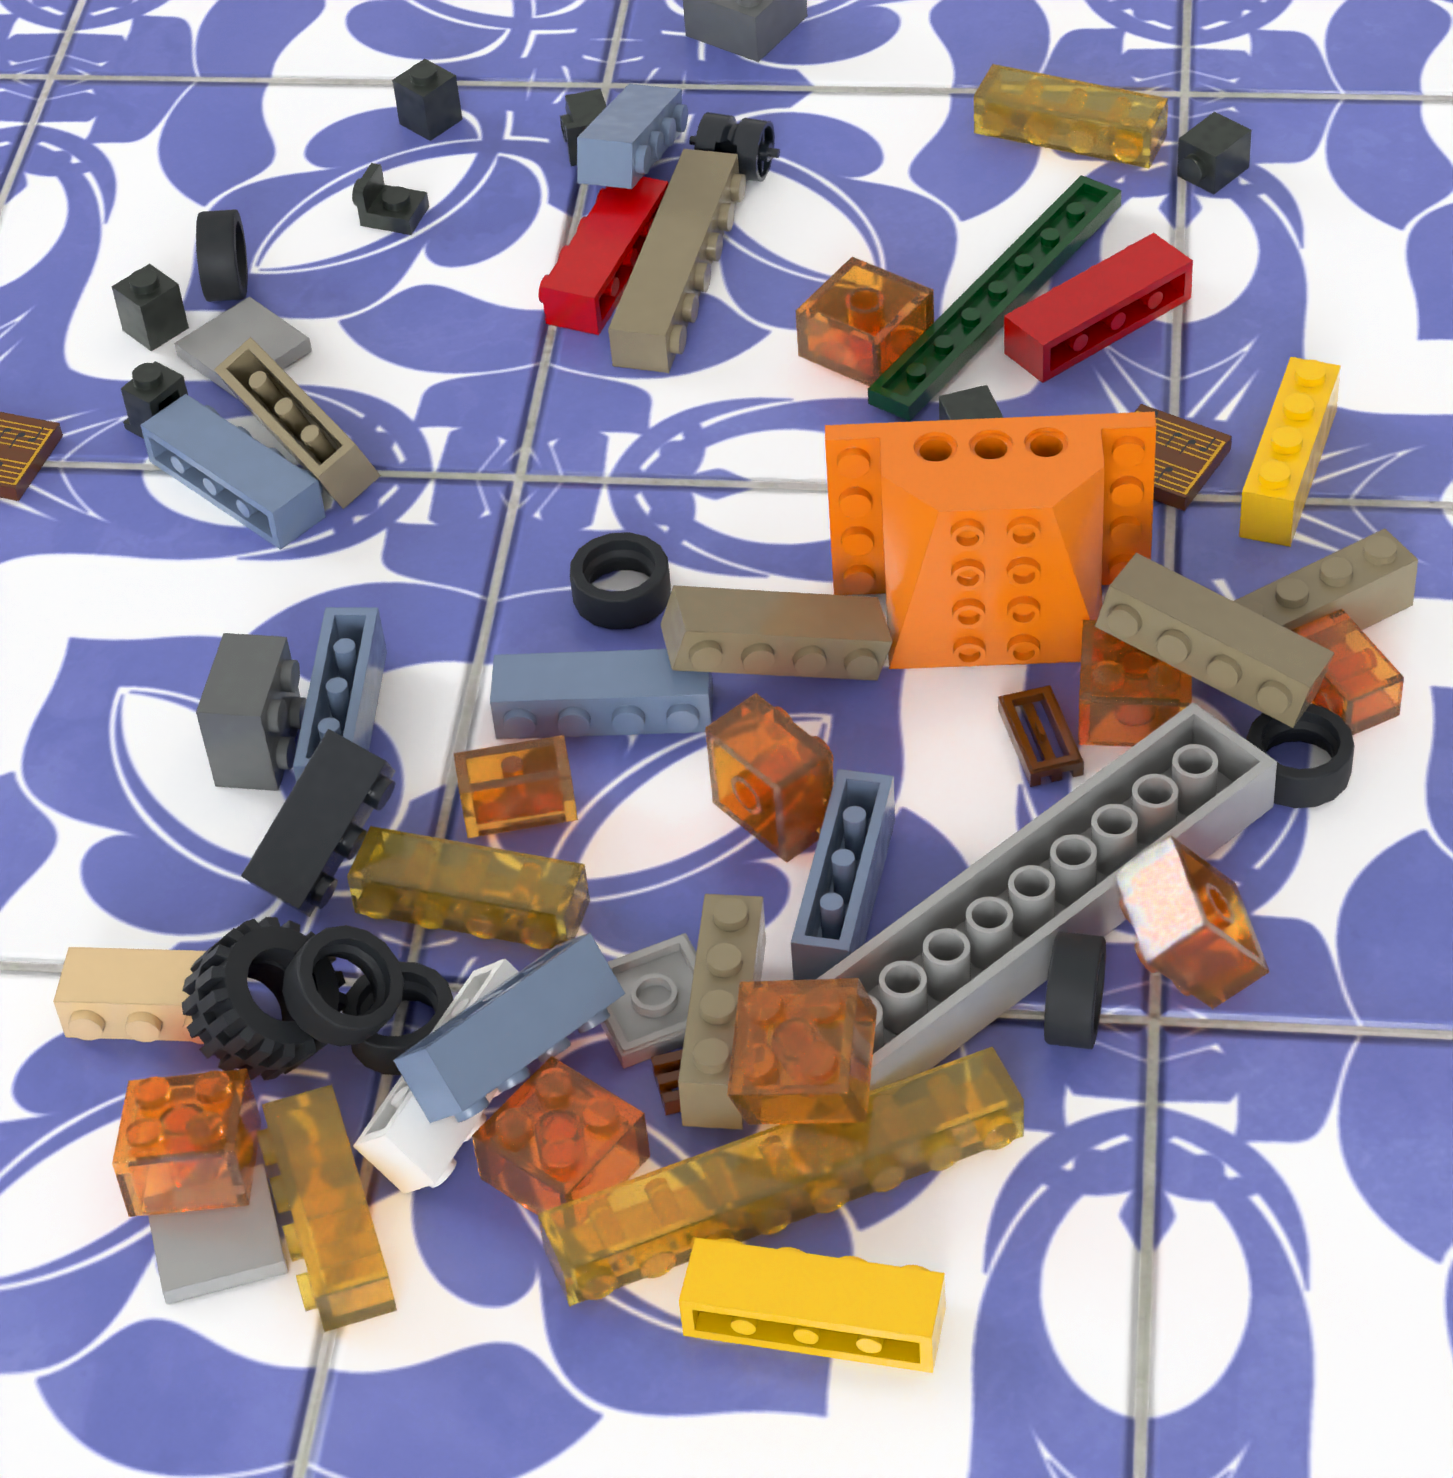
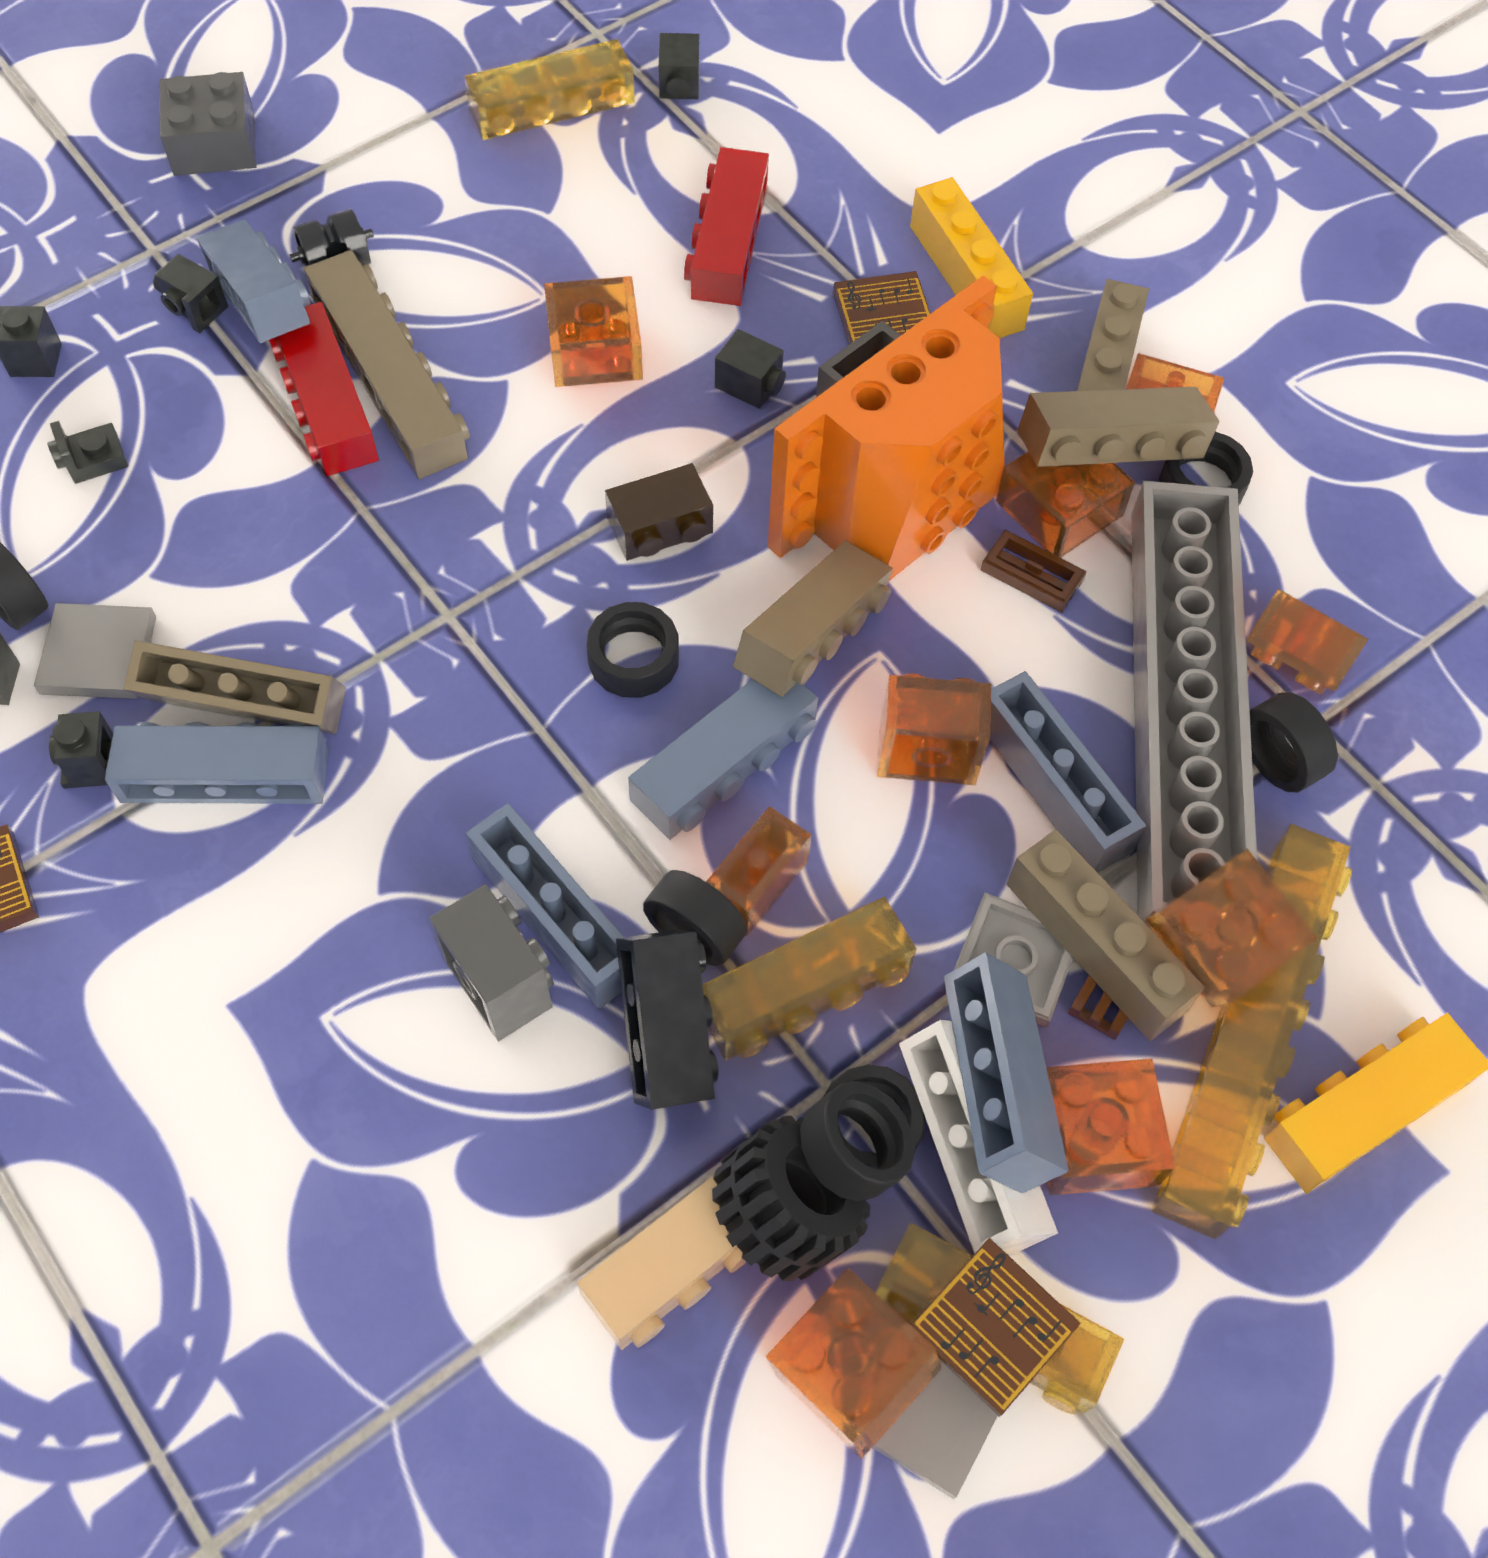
camera: 50 degrees left, 15 degrees up
(300, 1184) = (995, 1326): none -> reddish brown tile
(427, 782) = (692, 904): none -> black tyre
(756, 489) = (659, 511): none -> dark brown brick
(998, 291) = (650, 262): dark green plate -> none

